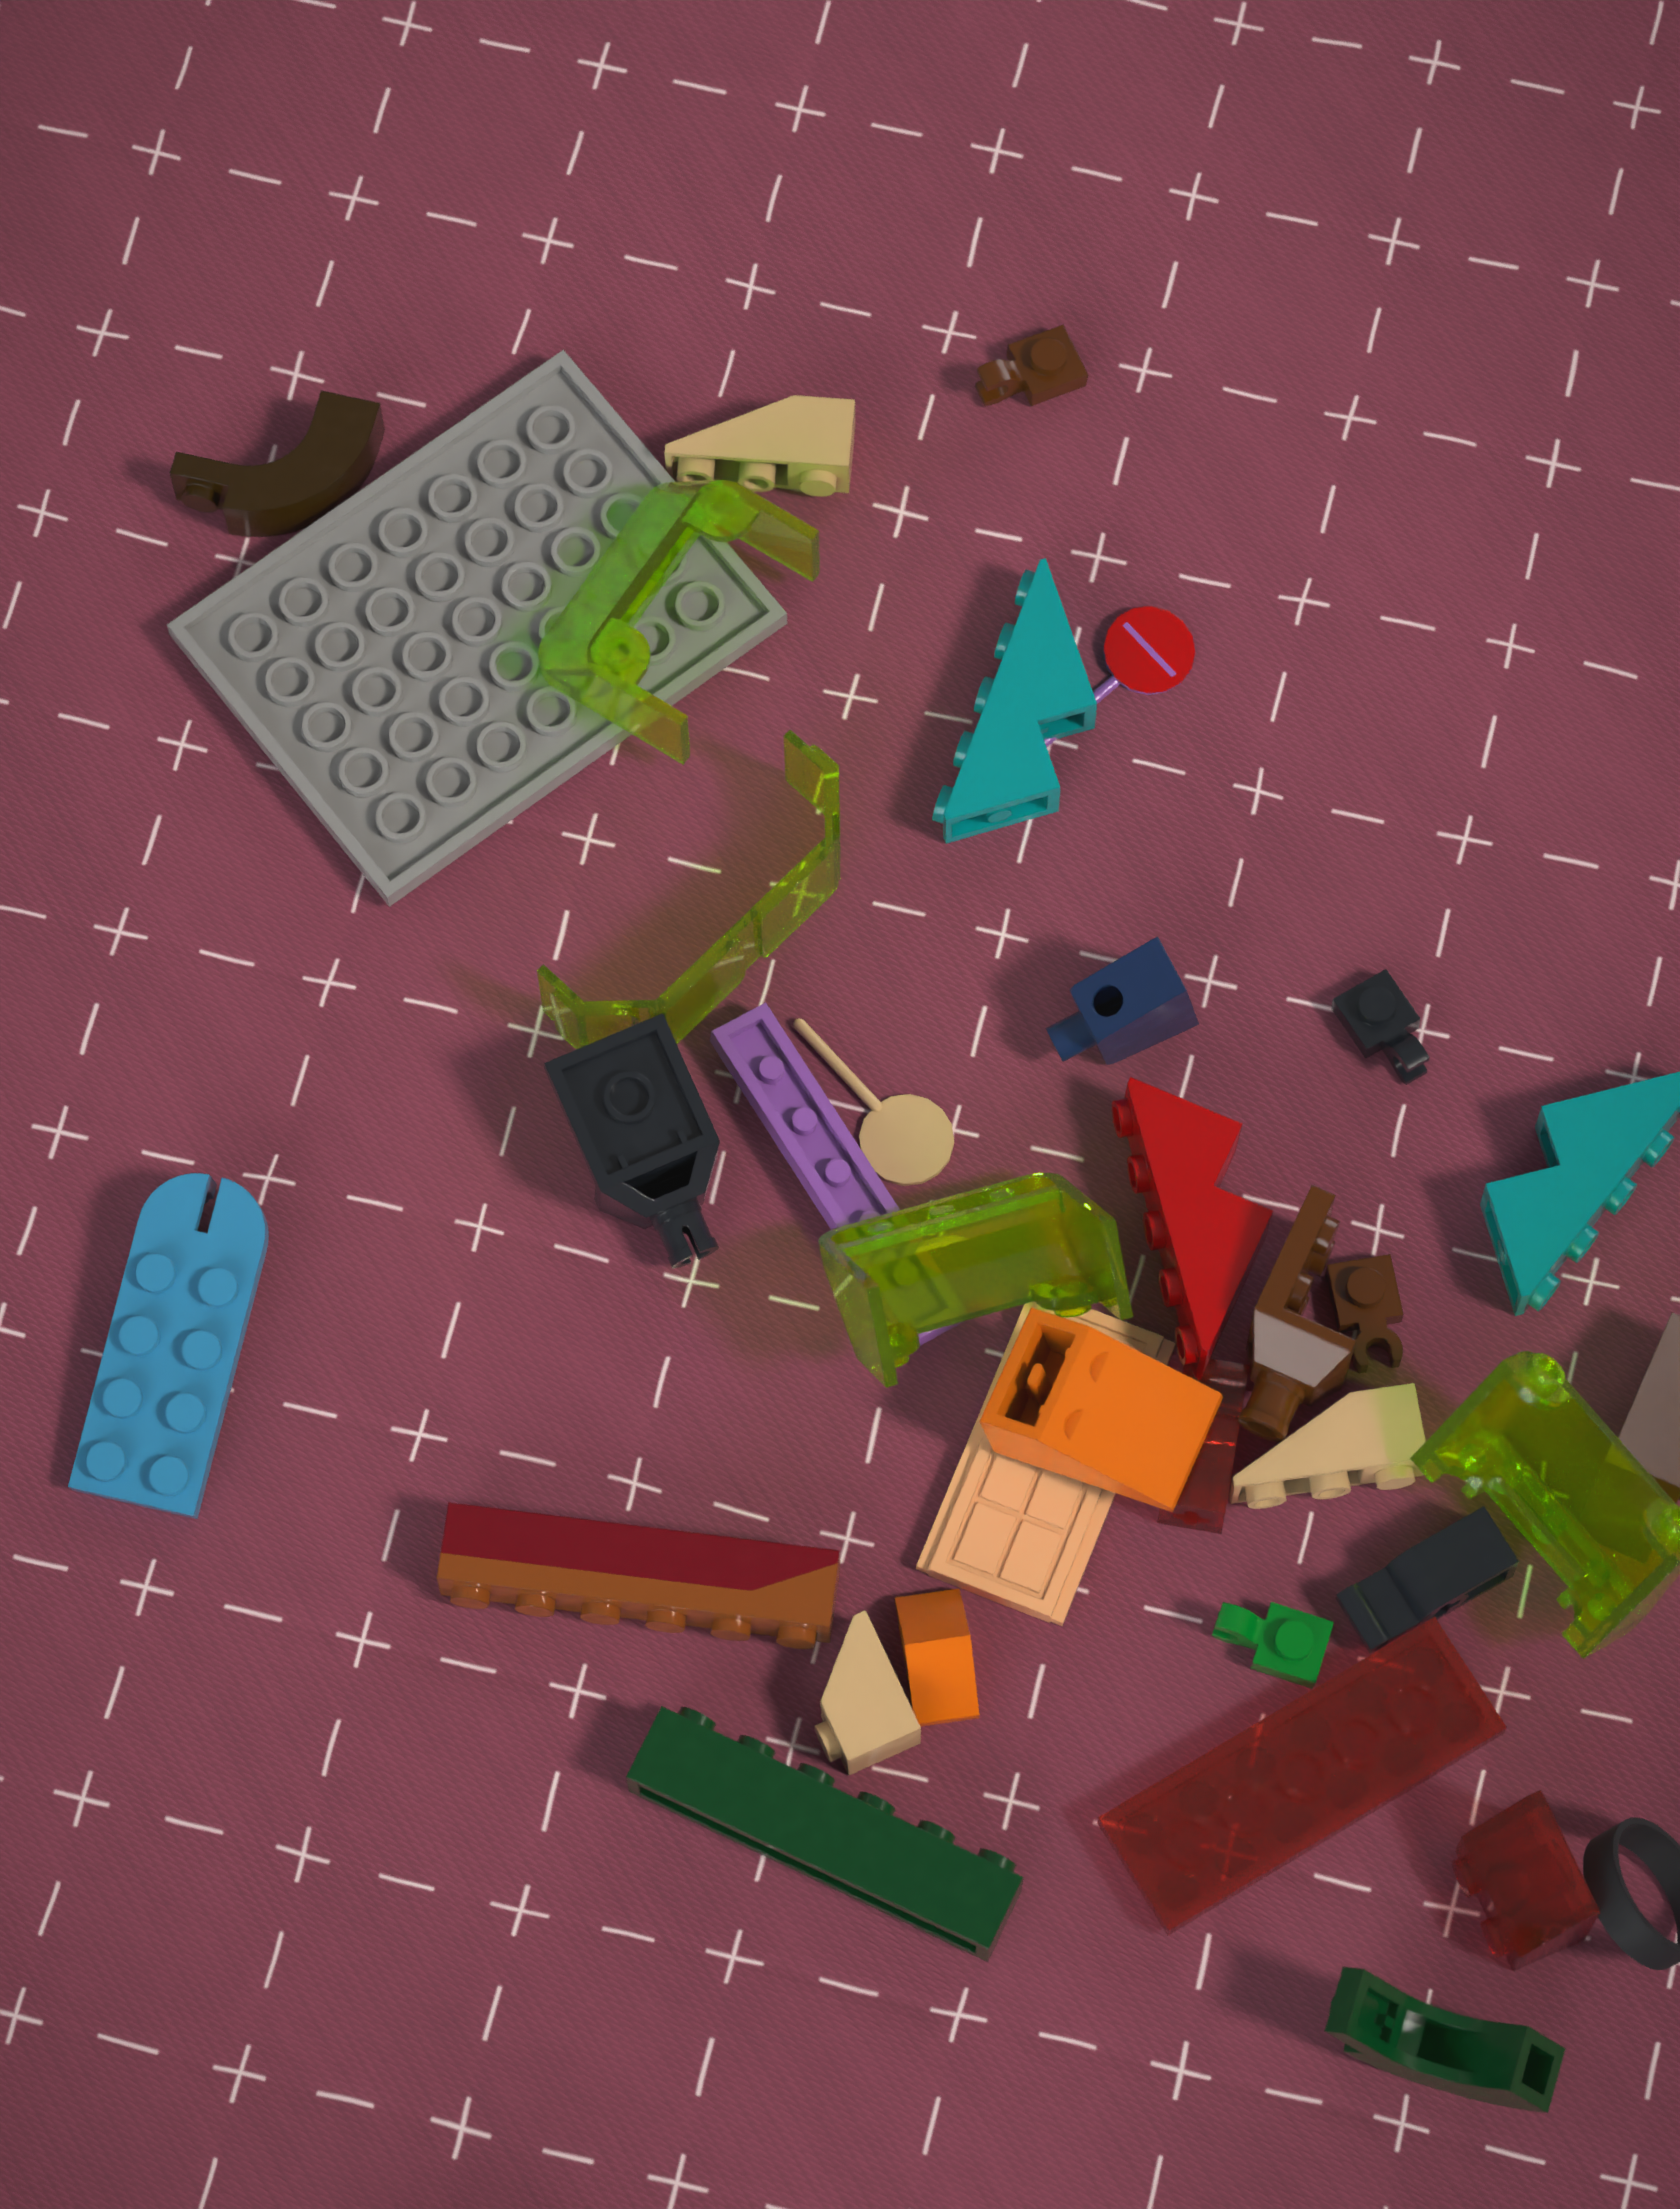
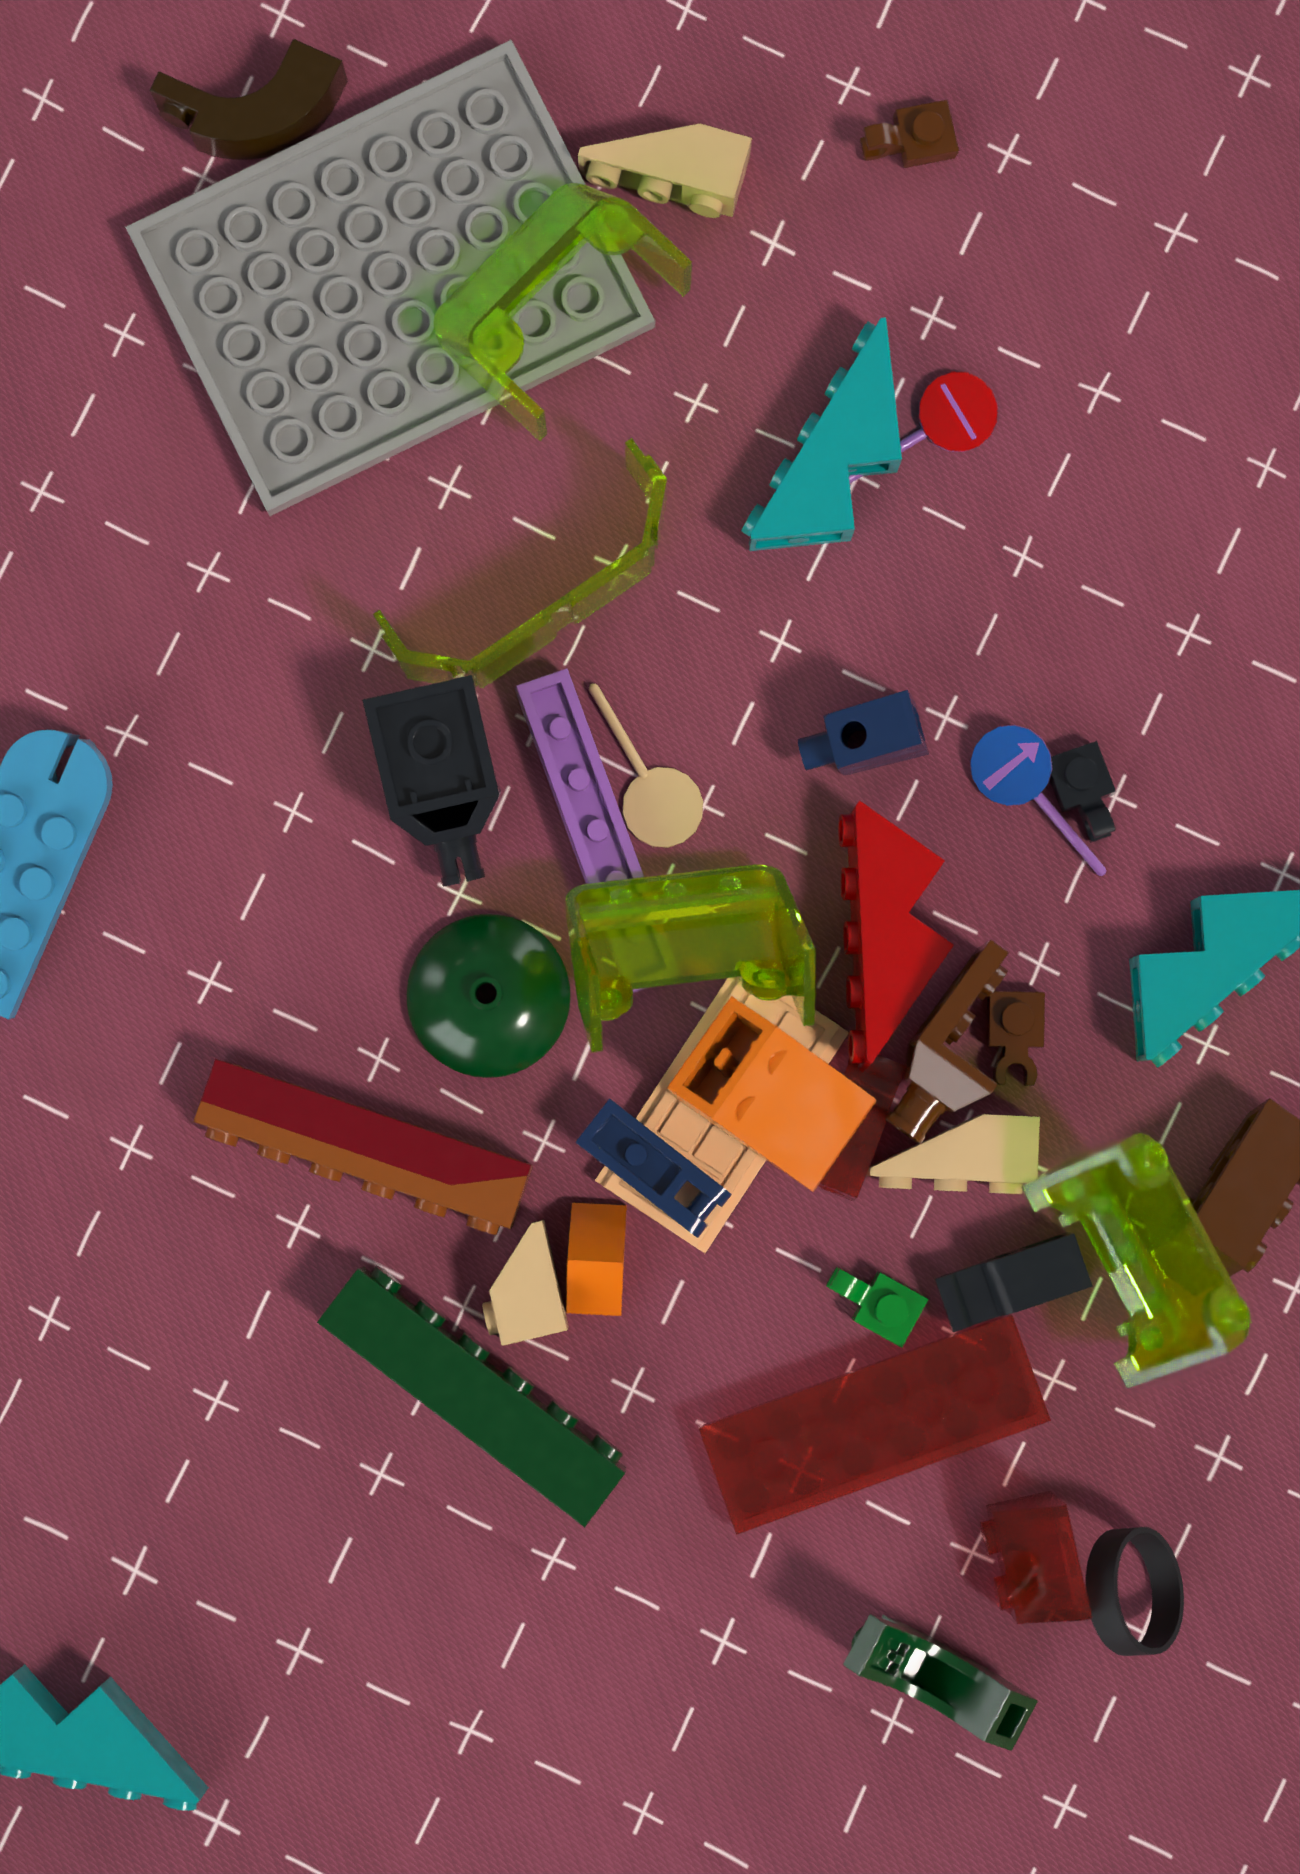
camera: 10 degrees right, 15 degrees up
(756, 1425) = (494, 1036): none -> dark green dish
(980, 1528) = (651, 1166): none -> dark blue plate
(1299, 1017) = (1015, 767): none -> blue piece

